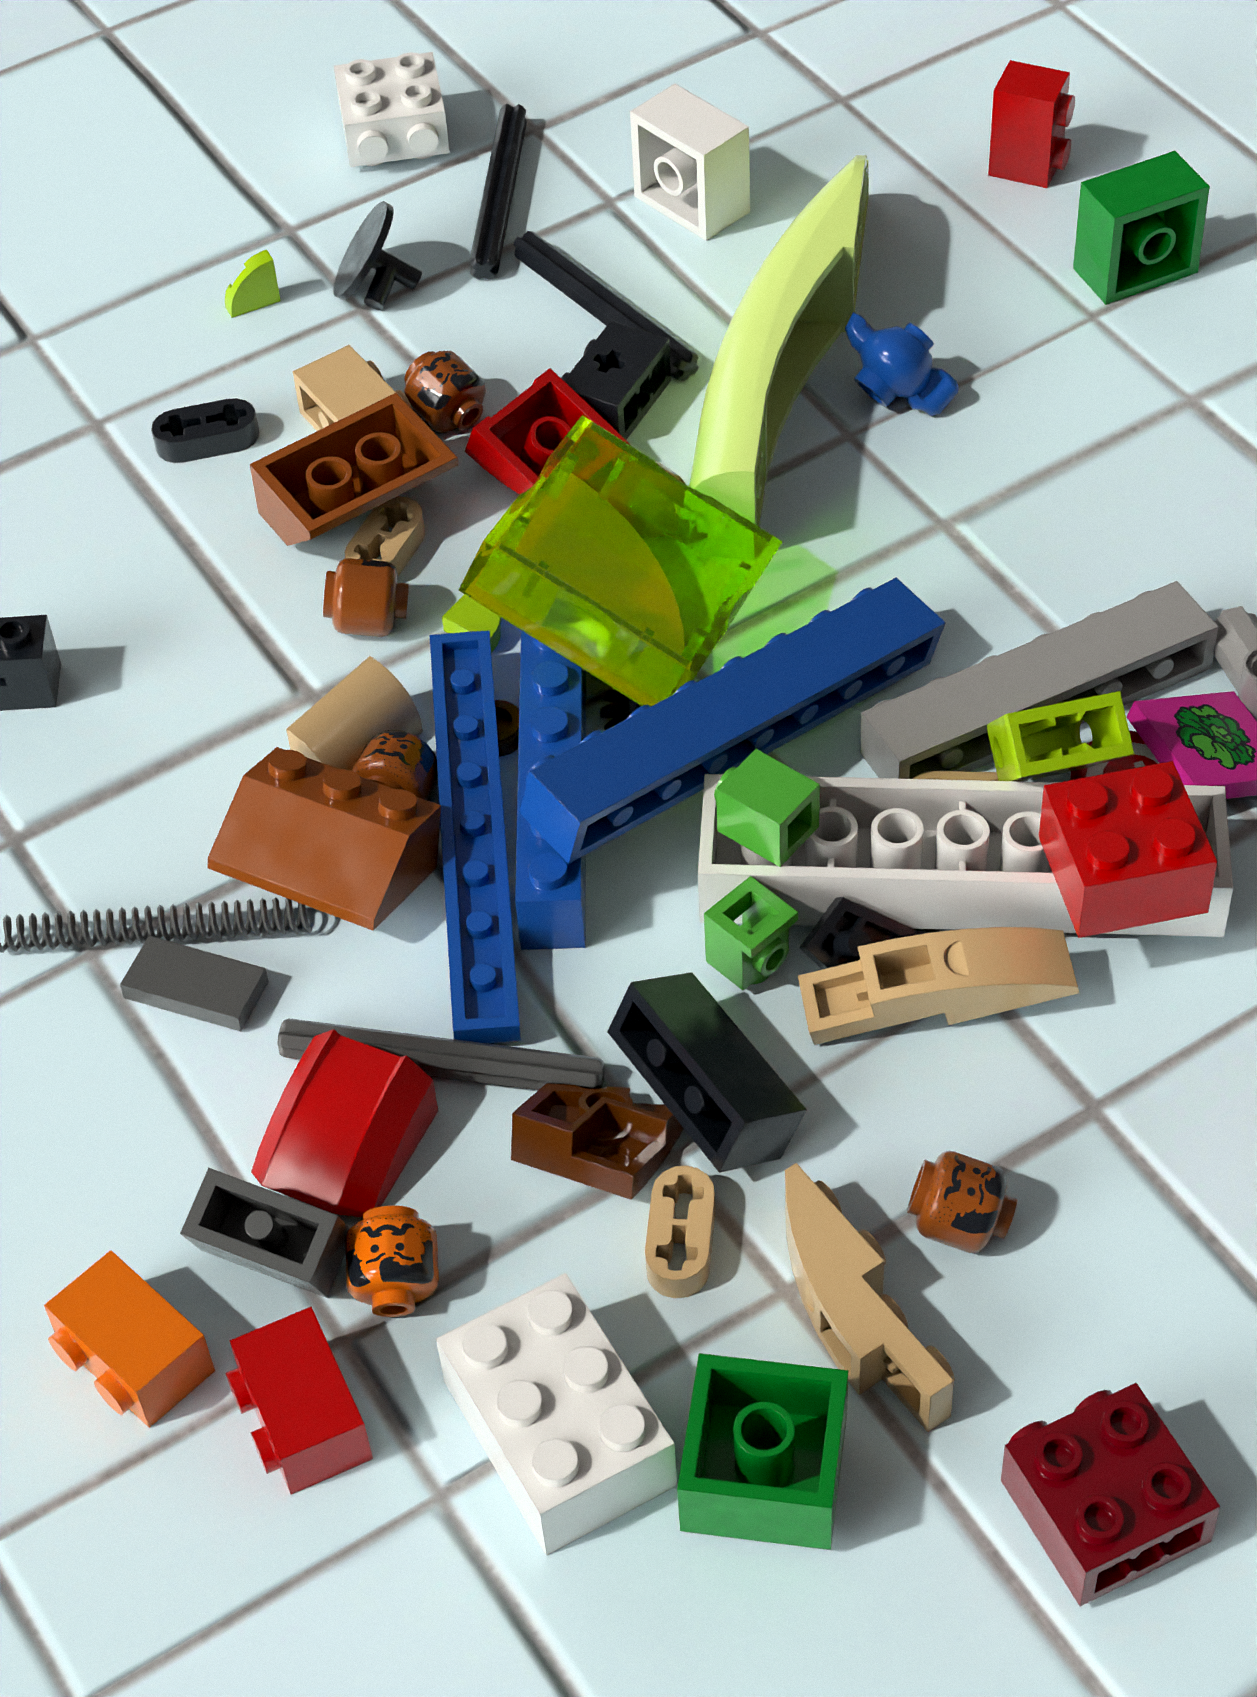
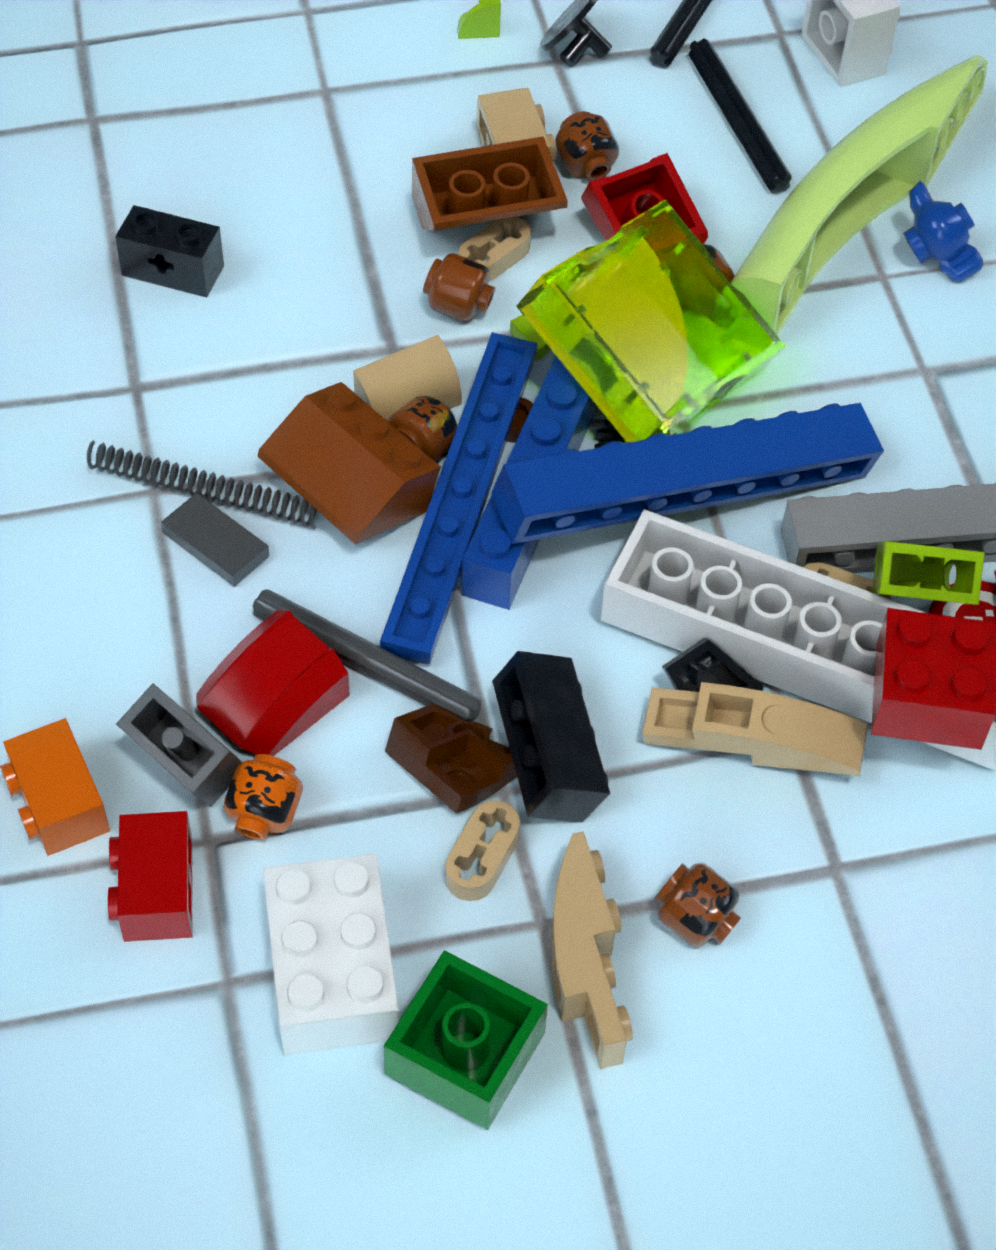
camera: 15 degrees right, 5 degrees up
(205, 430) = (400, 120): black beam -> none
(622, 374) = (724, 176): black brick -> none
(757, 946) = (631, 654): bright green brick -> none
(767, 807) = (674, 551): bright green brick -> none
(1108, 1492) = (707, 1167): dark red brick -> none

